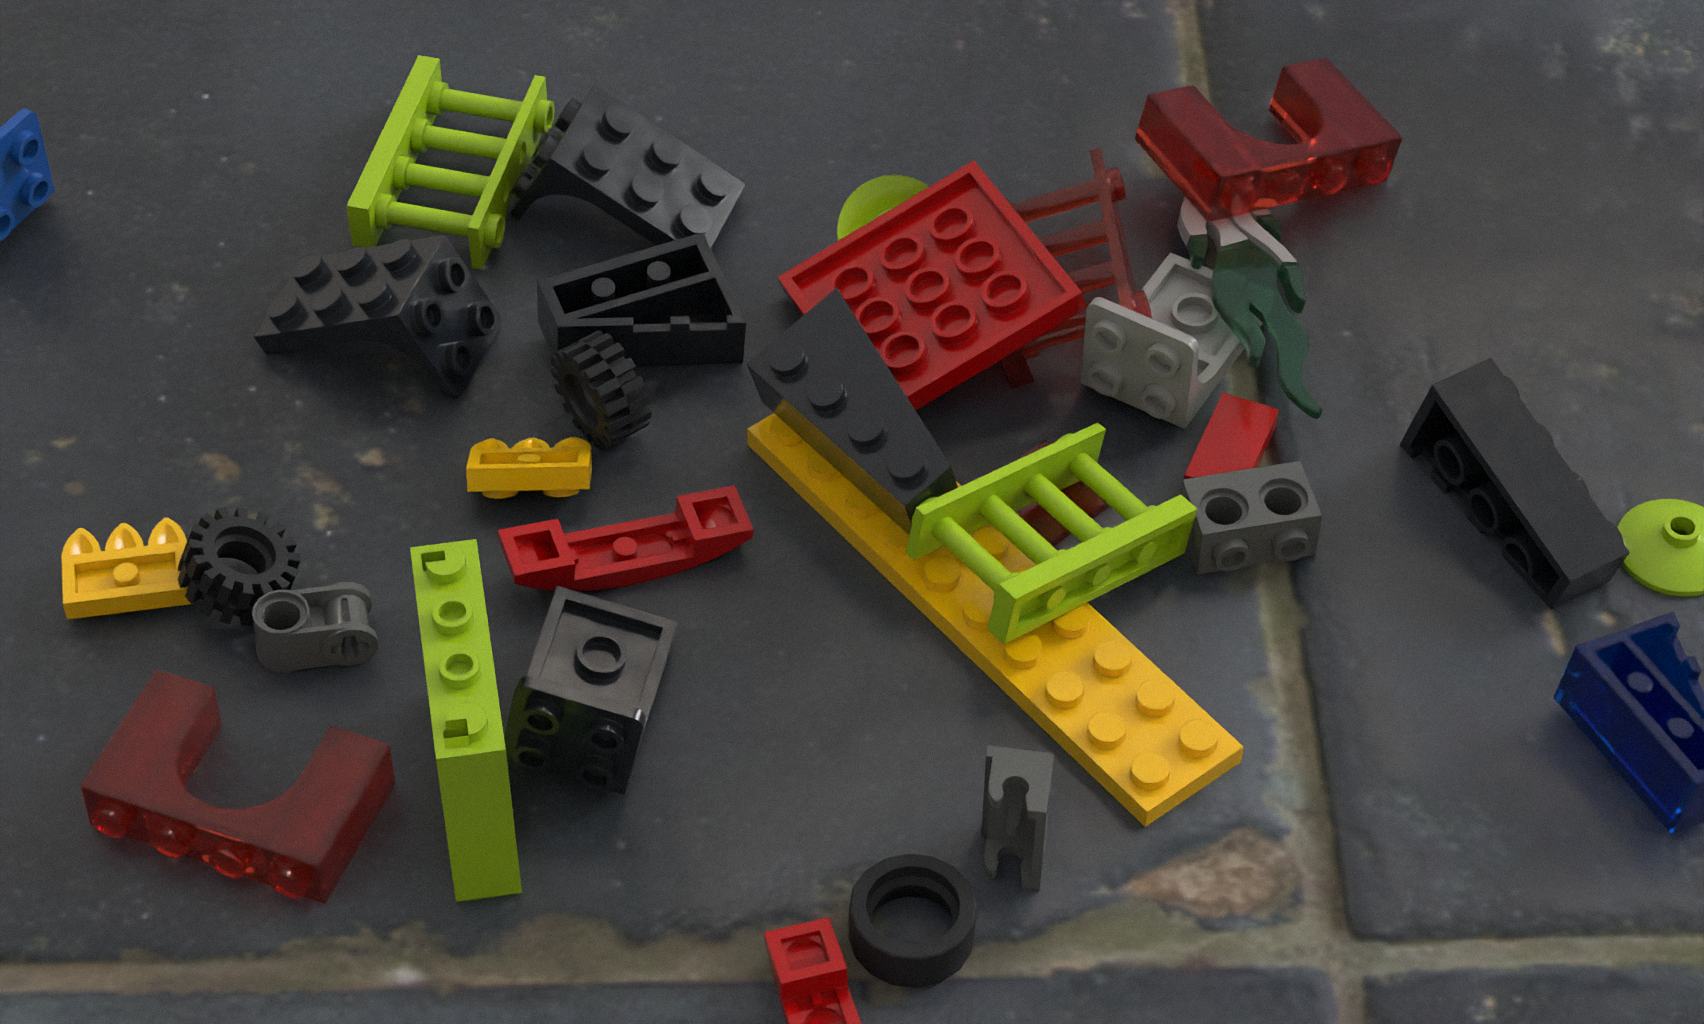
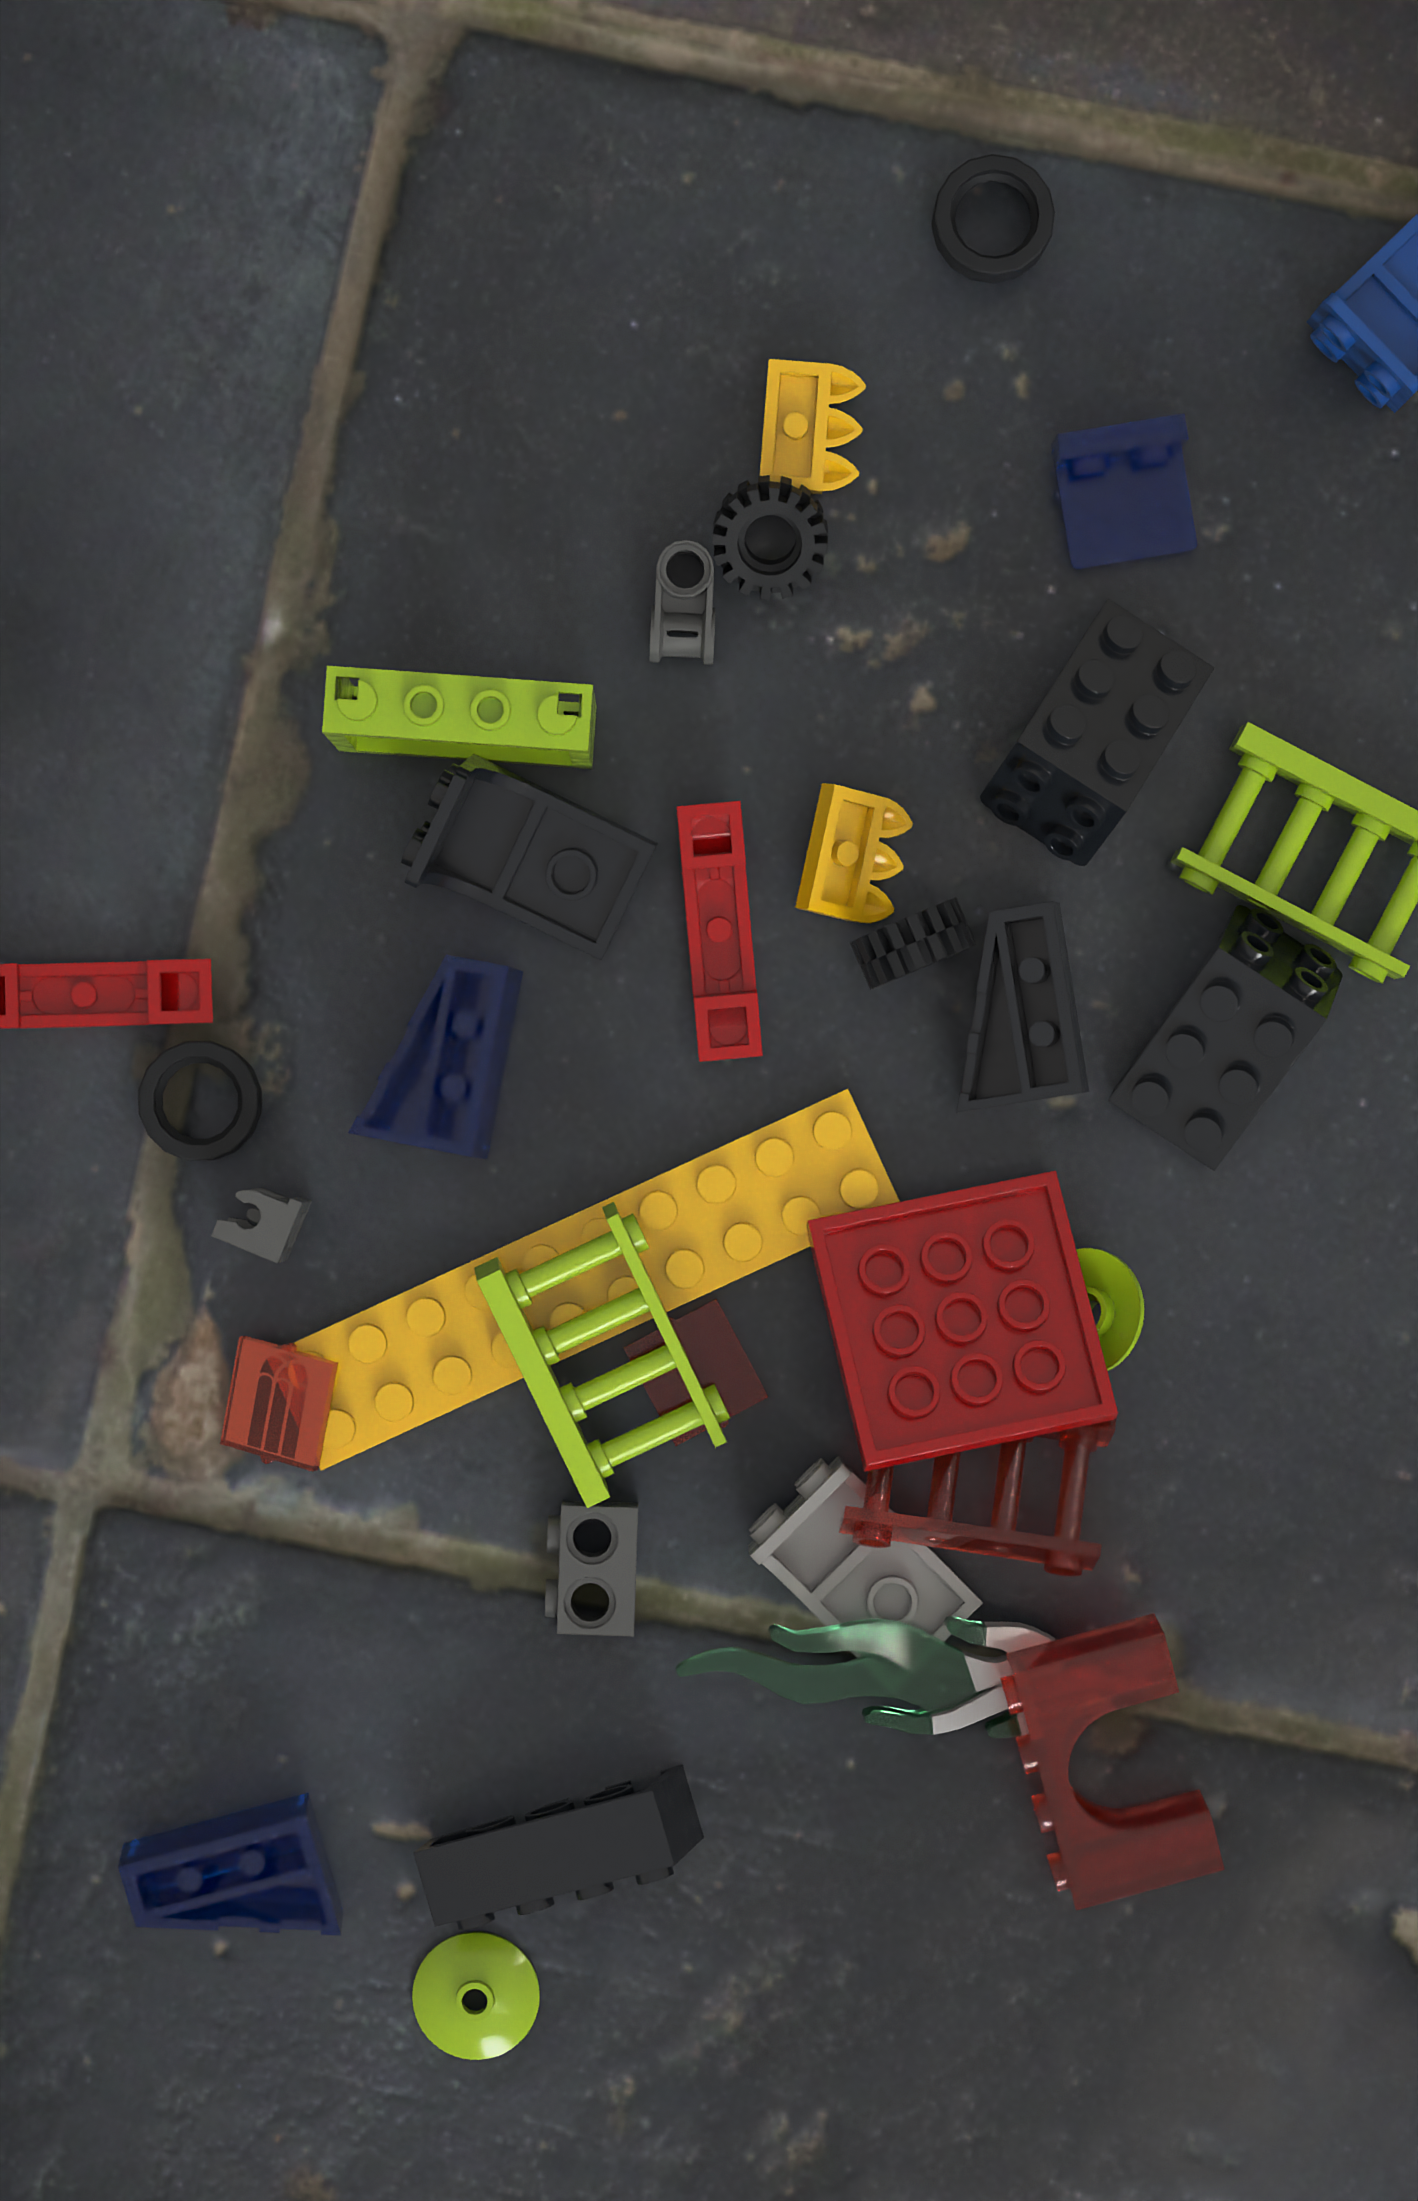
camera: 105 degrees right, 40 degrees up
(152, 341) = (1124, 491): none -> clear blue bracket
(290, 843) = (518, 412): clear red arch -> none
(811, 708) = (450, 1064): none -> clear blue wedge
(851, 410) = (786, 1192): black wedge -> none
(1191, 787) = (278, 1403): none -> clear red piece
(1233, 437) = (708, 1584): red tile -> none

